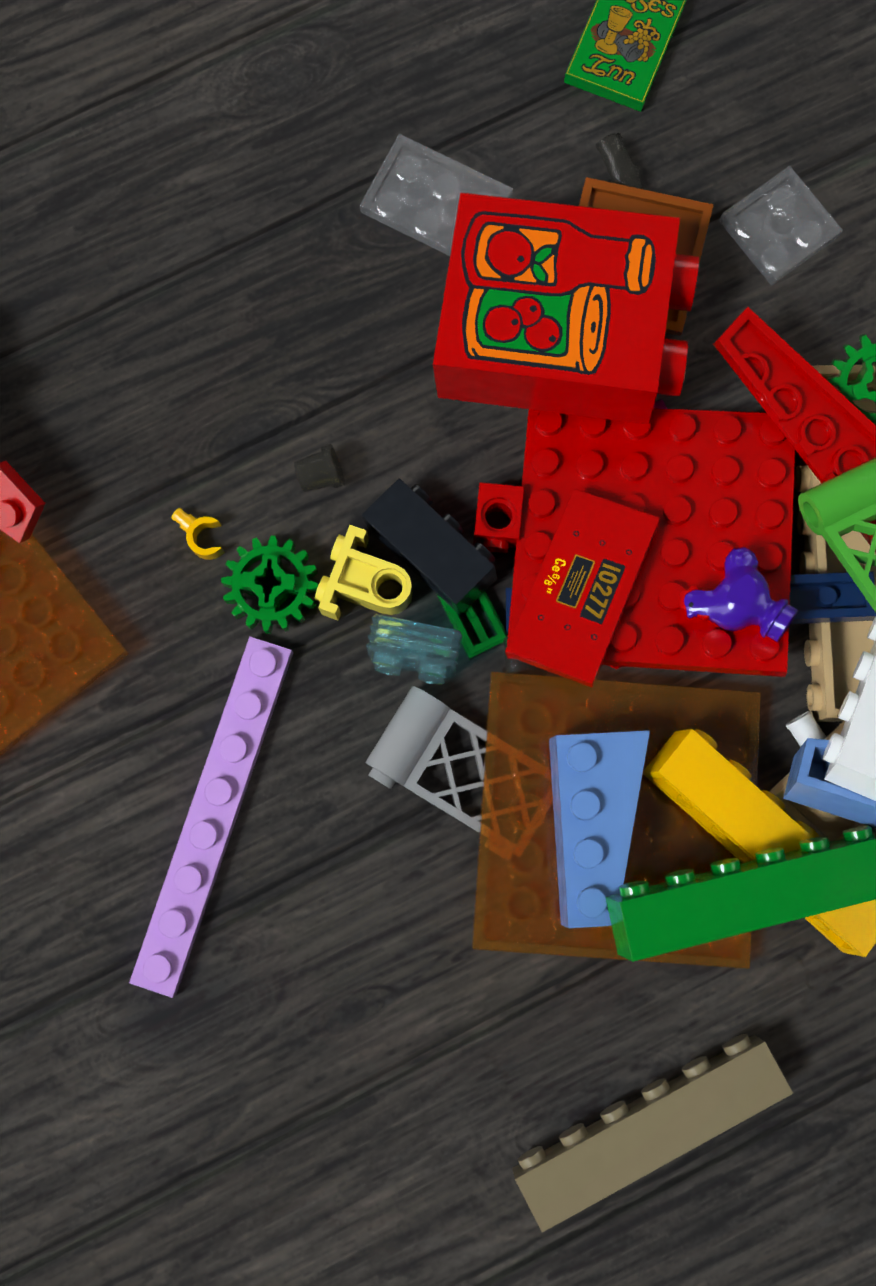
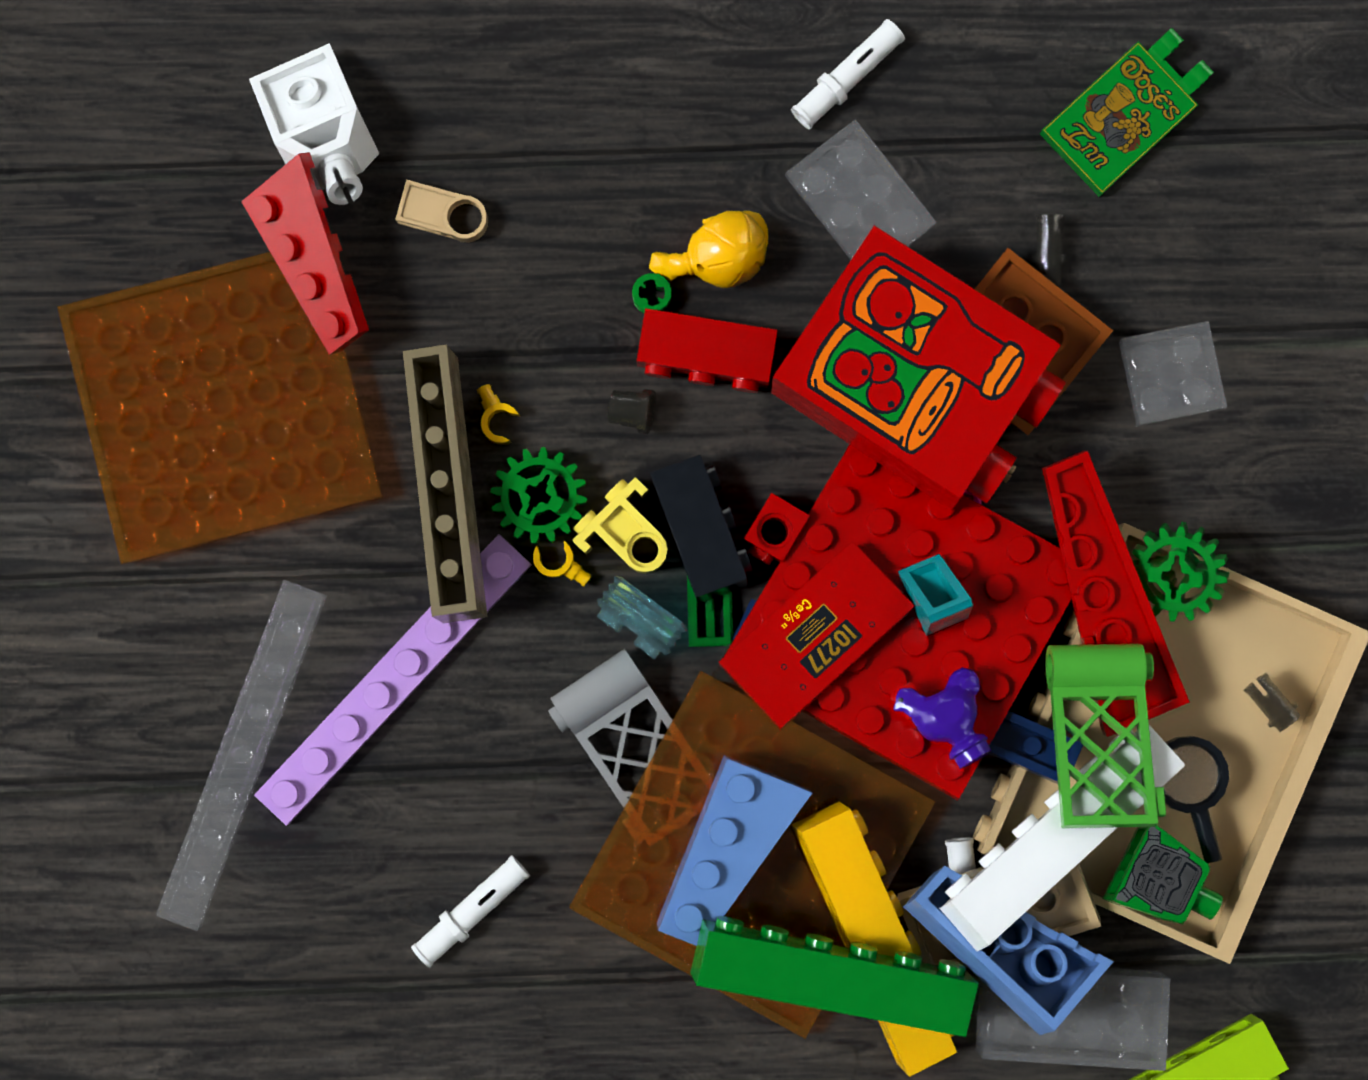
camera: 20 degrees right, 5 degrees up
(57, 378) = (430, 211): none -> tan piece
(101, 955) = (241, 755): none -> clear tile
(178, 611) = (444, 484): none -> dark tan brick
(295, 352) = (661, 285): none -> green bush
(329, 639) = (570, 568): none -> yellow piece
(334, 297) = (721, 252): none -> yellow piece
(361, 387) = (706, 350): none -> red brick
(367, 117) = (834, 87): none -> white pin
(381, 998) = (457, 923): none -> white pin
(676, 498) = (936, 594): none -> teal slope

